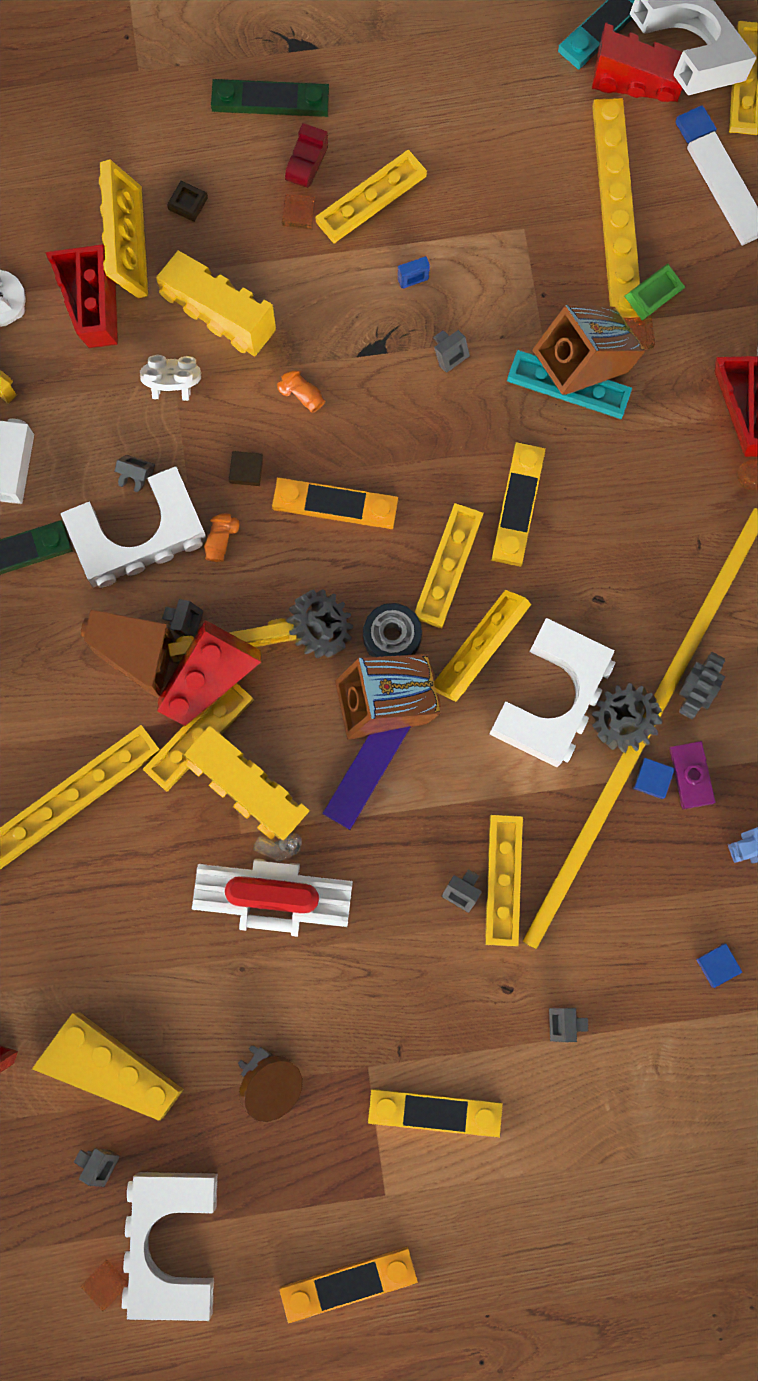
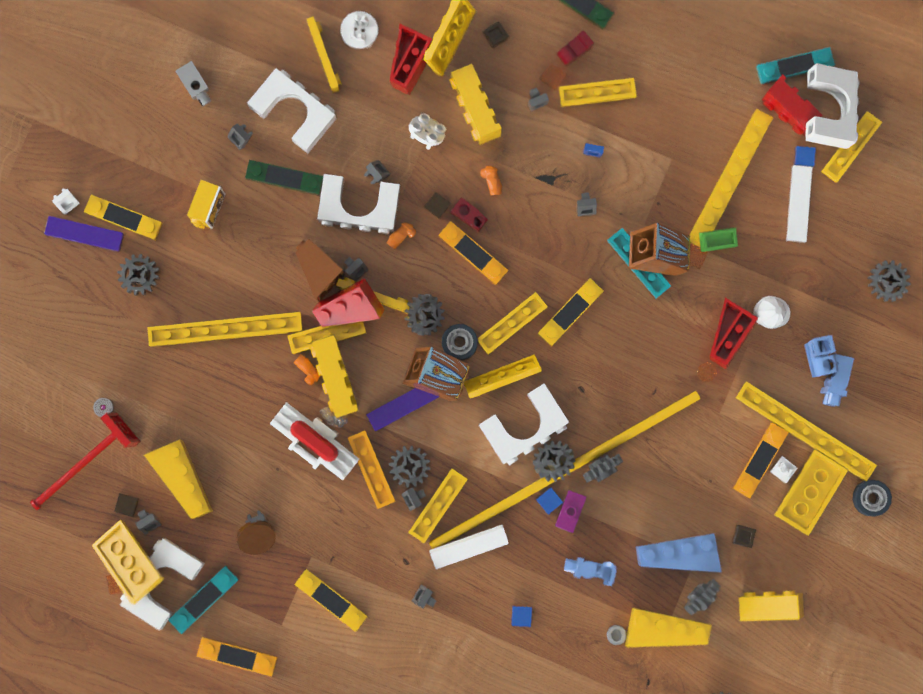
camera: 30 degrees right, 5 degrees up
(50, 1159) = (126, 505): none -> dark brown tile
(101, 1247) = (127, 562): none -> yellow plate
(197, 797) = (306, 366): none -> orange arm
(247, 1231) = (203, 599): none -> plate
(296, 251) = (537, 100): none -> dark grey tile
(297, 454) = (469, 214): none -> dark red leg
(378, 887) = (371, 469): none -> light orange plate
(420, 859) = (400, 469): none -> dark grey gear
(584, 912) = (468, 547): none -> white tile

